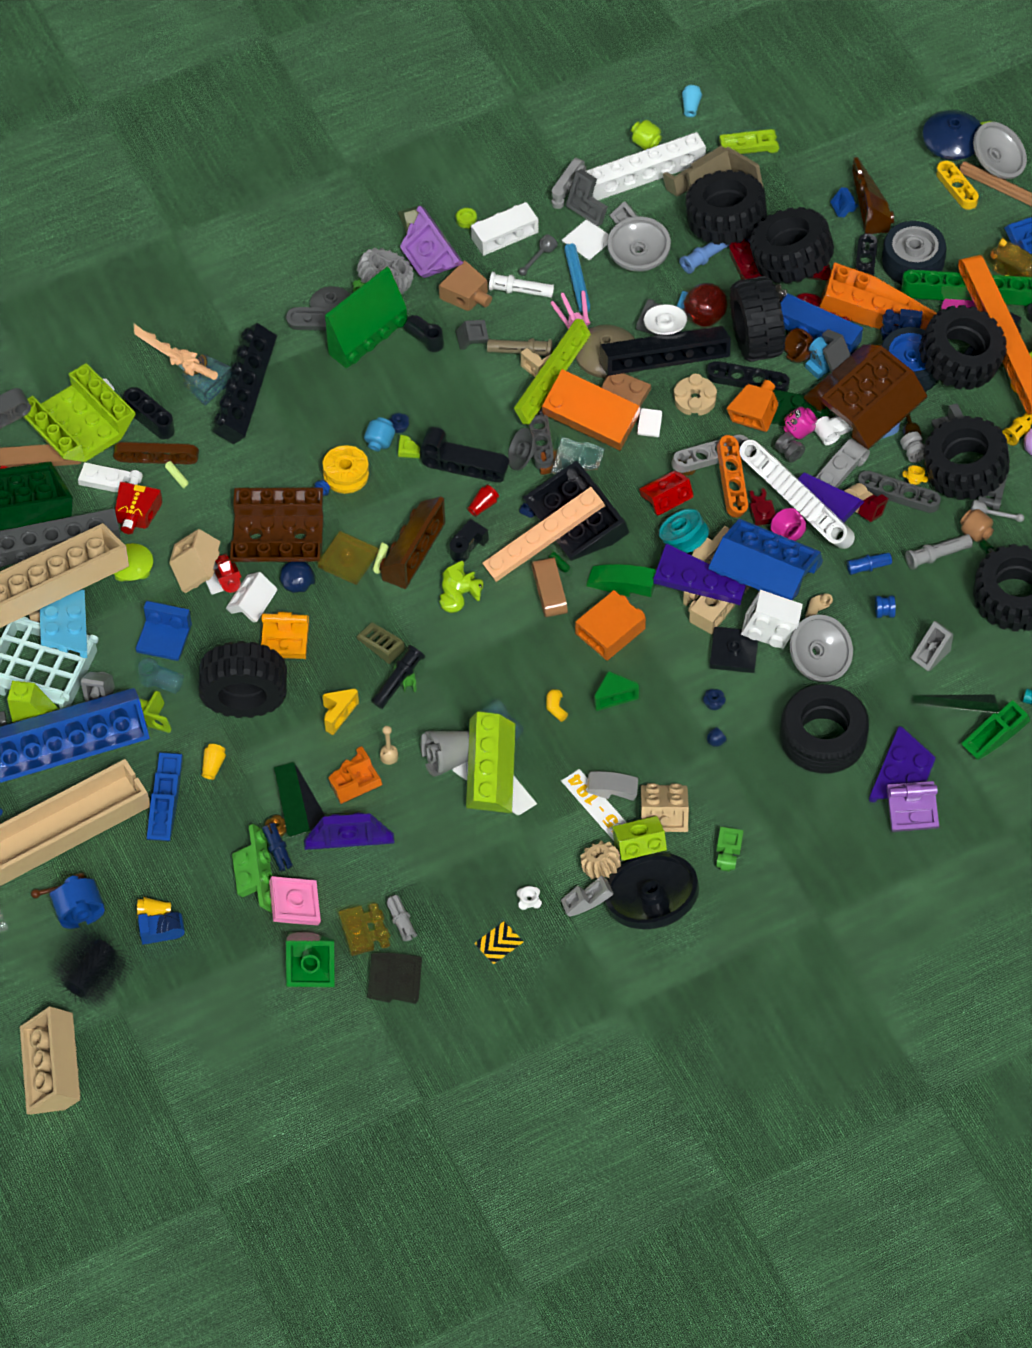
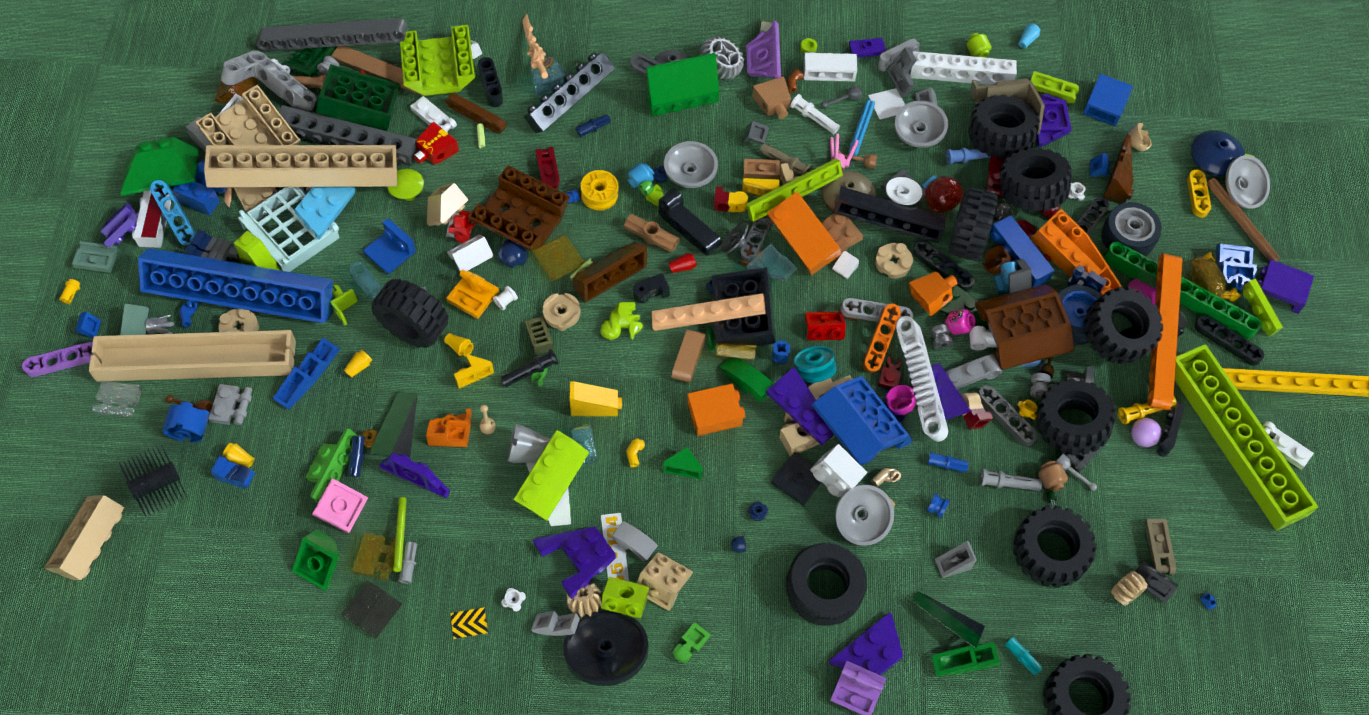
camera: 25 degrees right, 5 degrees up
(52, 777) = (238, 316): none -> tan plate
(97, 685) = (314, 264): light grey slope -> none
(98, 867) = (225, 403): none -> light grey plate
(273, 470) = (548, 167): none -> dark red plate
(291, 407) = (592, 125): none -> dark blue axle
(305, 691) = (459, 344): none -> yellow cone
(321, 623) = (505, 298): none -> white bush
(374, 895) = (399, 541): none -> lime bar
(393, 618) = (564, 320): none -> tan plate
(394, 442) = (646, 187): none -> bright green hinge
(423, 389) = (690, 157): none -> light grey dish
(427, 333) = (723, 117): black piece -> none
(438, 486) = (643, 228): none -> medium nougat piece
(472, 258) = (793, 77): none -> dark orange arm
(483, 676) = (593, 400): none -> yellow slope
(489, 416) = (730, 201): none -> leg
(501, 367) = (761, 169): none -> medium nougat plate
(512, 386) = (759, 186): none -> yellow slope
(529, 190) = (867, 47): none -> dark purple plate
(567, 816) = (585, 550): none -> dark purple wing
(600, 557) = (739, 351): none -> clear yellow plate
(607, 307) = (869, 161): none -> medium nougat hinge
(640, 536) = (780, 352): none -> blue bush
(774, 176) = (1055, 120): none -> dark purple wing
(812, 131) = (1108, 100): none -> blue brick
(838, 238) = (1078, 187): none -> white plate
(867, 155) = (1139, 138): none -> tan hair

